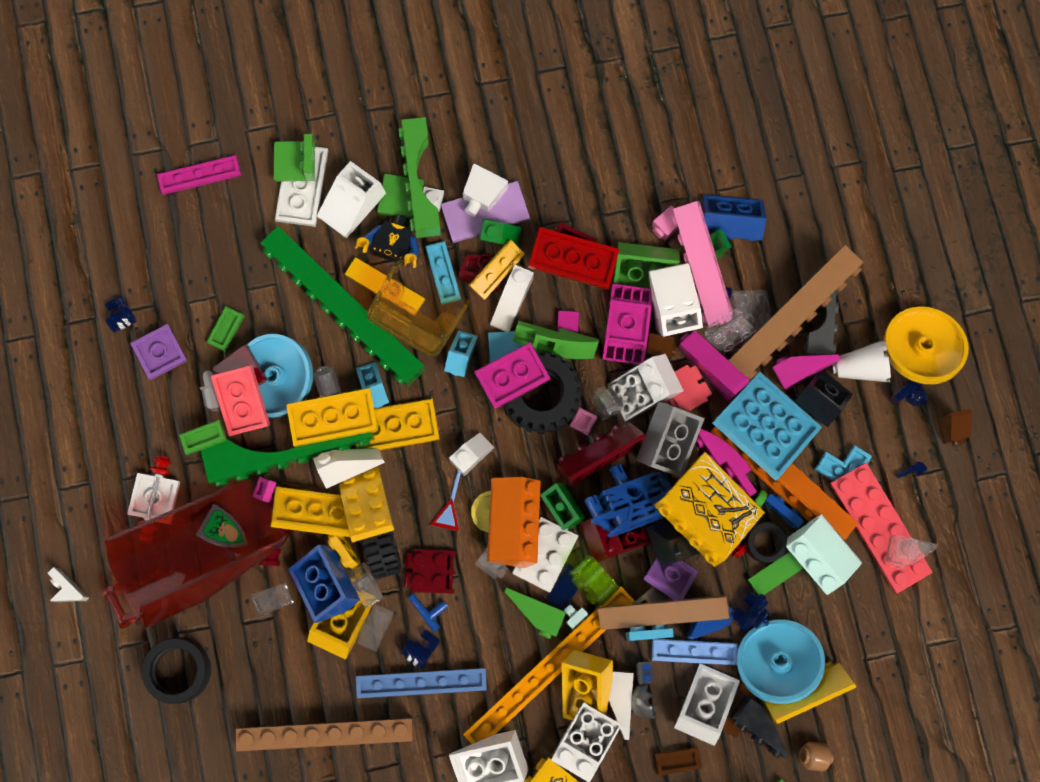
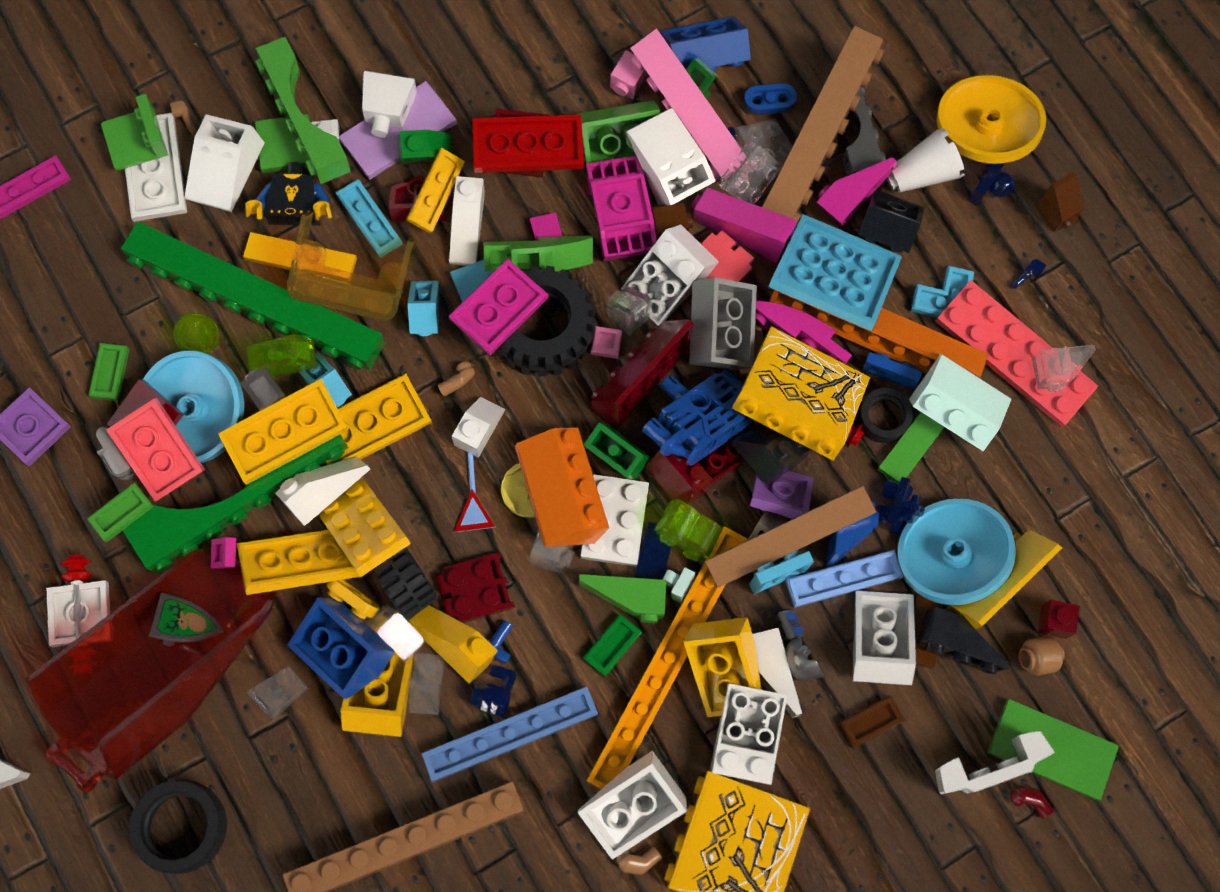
camera: 20 degrees left, 5 degrees down
(272, 559) = (260, 641): dark red wheel -> none
(294, 322) = (196, 333): none -> clear neon green piece
(334, 147) = (180, 109): none -> medium nougat hand
(348, 359) = (282, 355): none -> clear neon green brick
(403, 605) = (455, 642): none -> yellow slope
(469, 415) = (455, 382): none -> medium nougat arm
(513, 644) = (612, 645): none -> green tile
(760, 497) = (859, 361): bright green tile -> none
(766, 274) = (768, 97): none -> blue plate
(838, 734) = (1058, 619): none -> dark red brick

